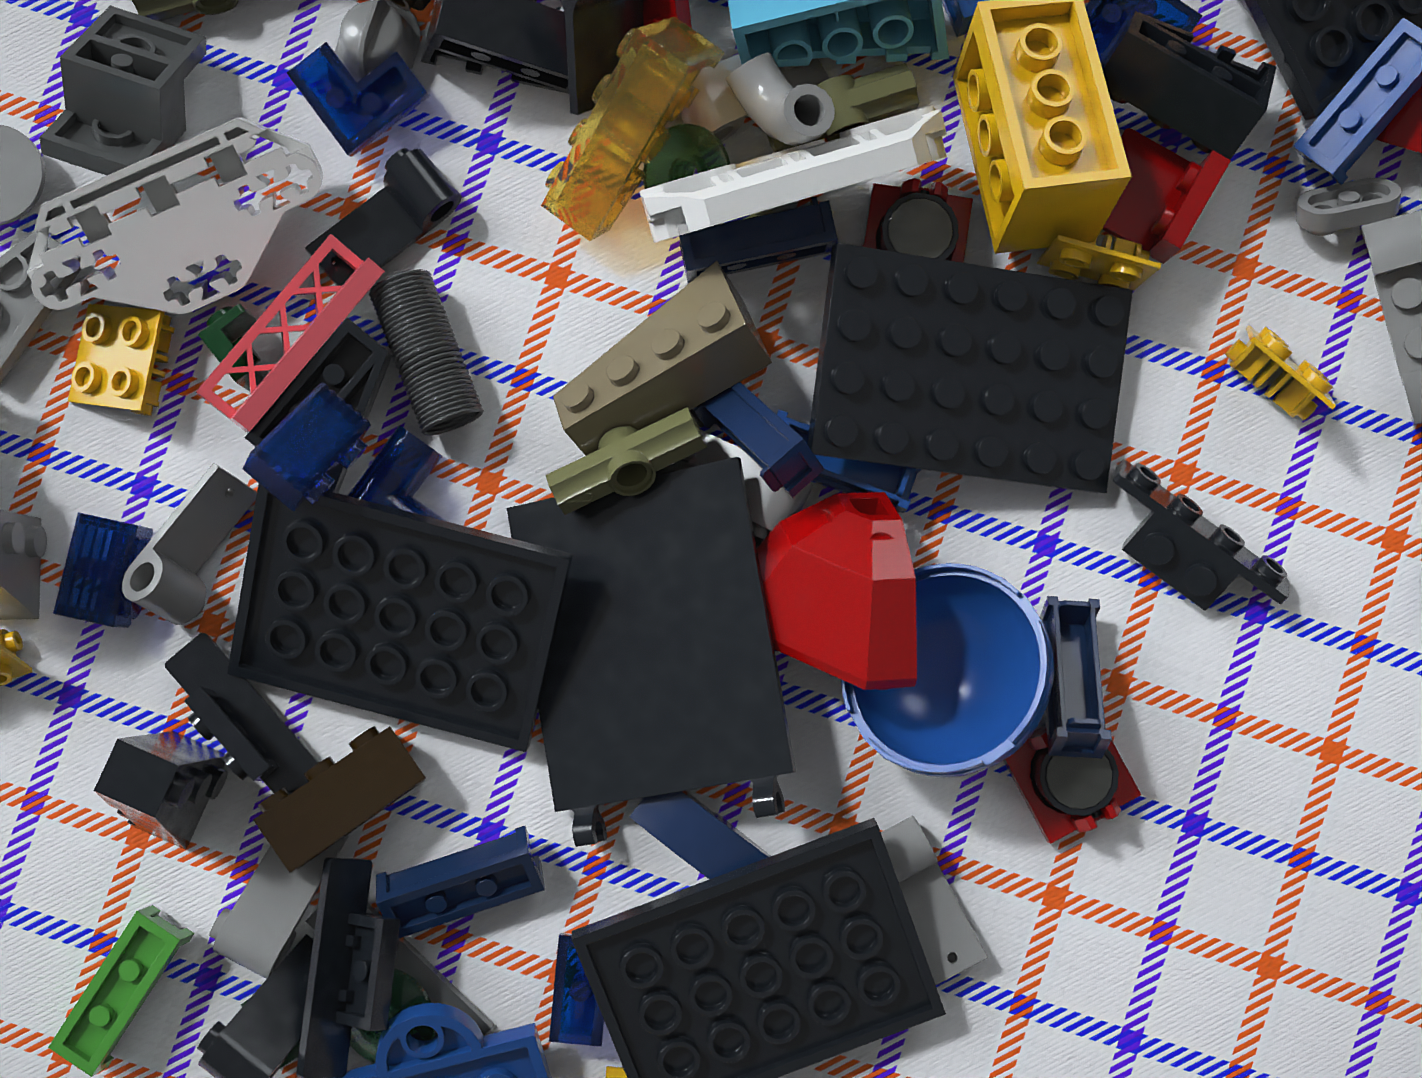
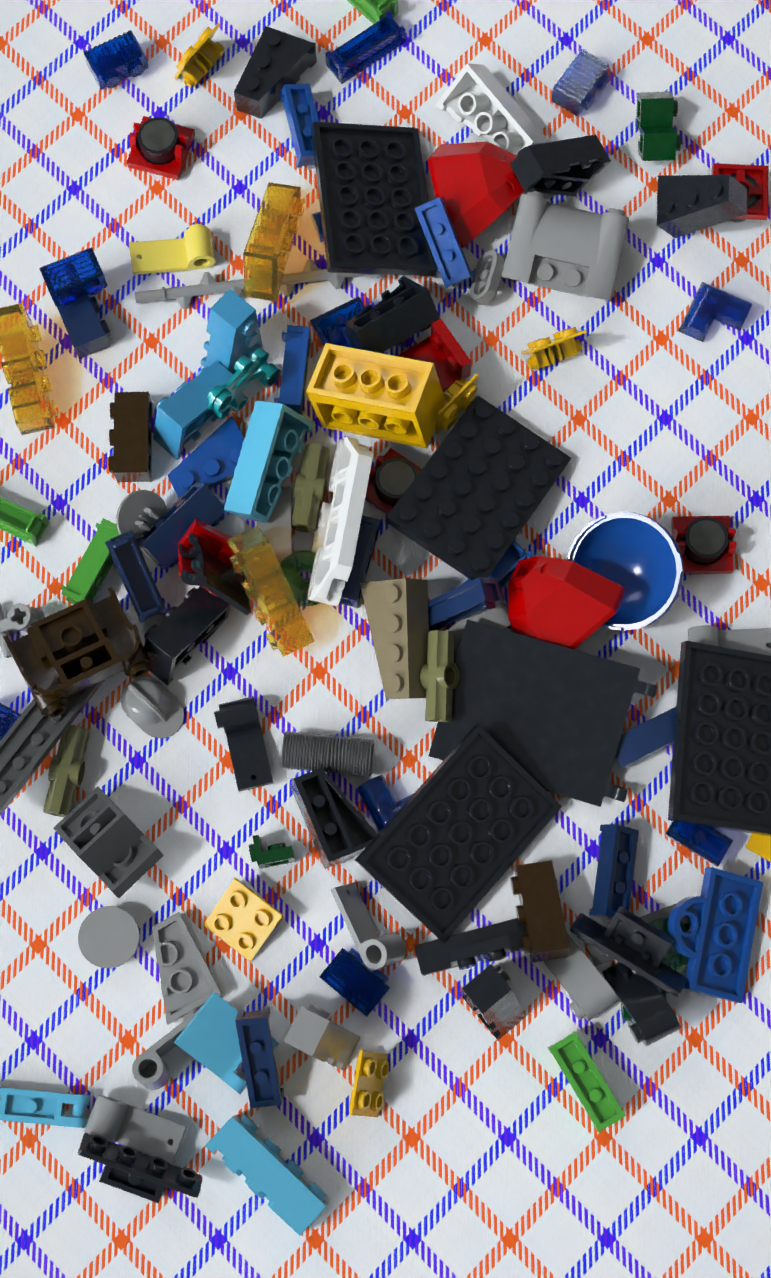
camera: 65 degrees left, 10 degrees down
(183, 231) = (198, 847): white connector -> none
(305, 346) = (295, 810): coral fence -> none
(307, 447) = (355, 825): clear blue brick -> none
(361, 109) = (179, 728): clear blue brick -> none
(776, 106) = (301, 512): light grey cylinder -> none
(1076, 699) = (679, 521): dark blue container -> none
(1190, 549) = (617, 434): black bracket -> none

